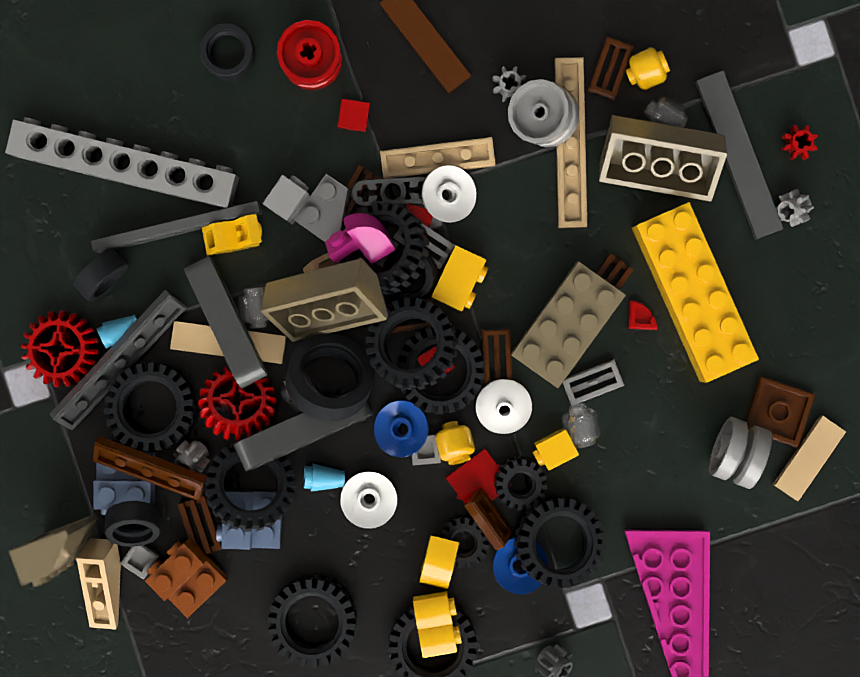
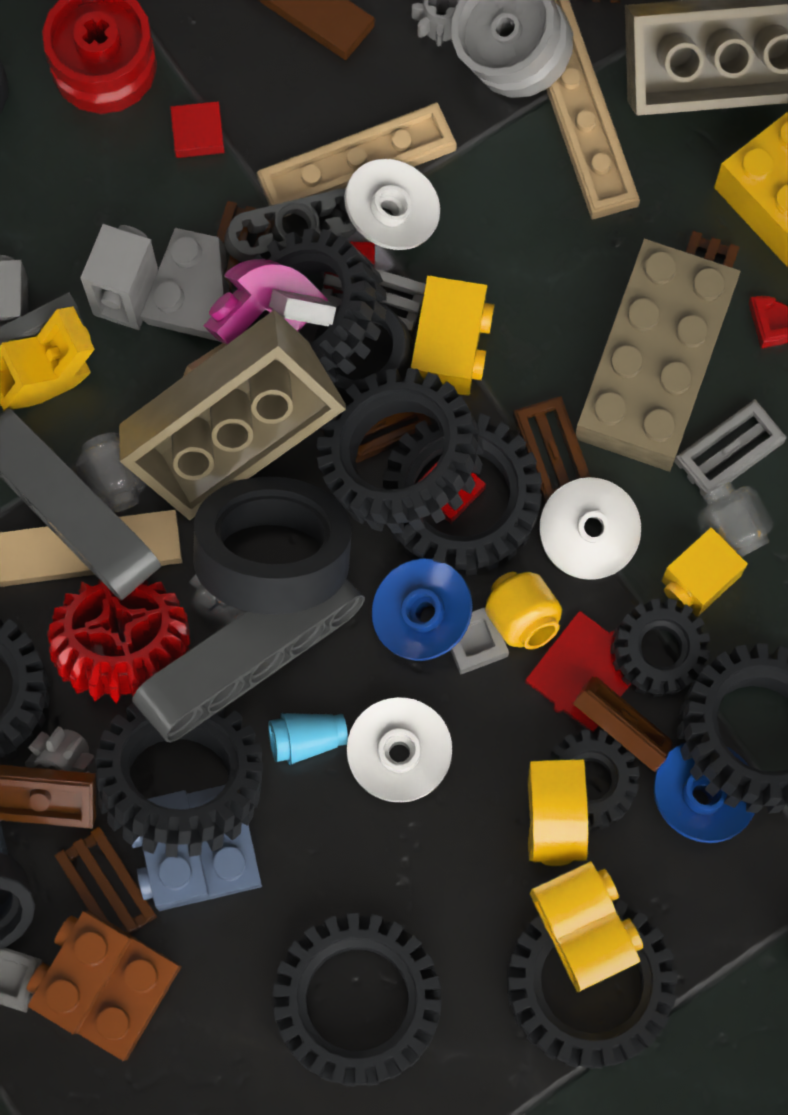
camera: 20 degrees left, 15 degrees down
(378, 255) = (302, 307): none -> tile

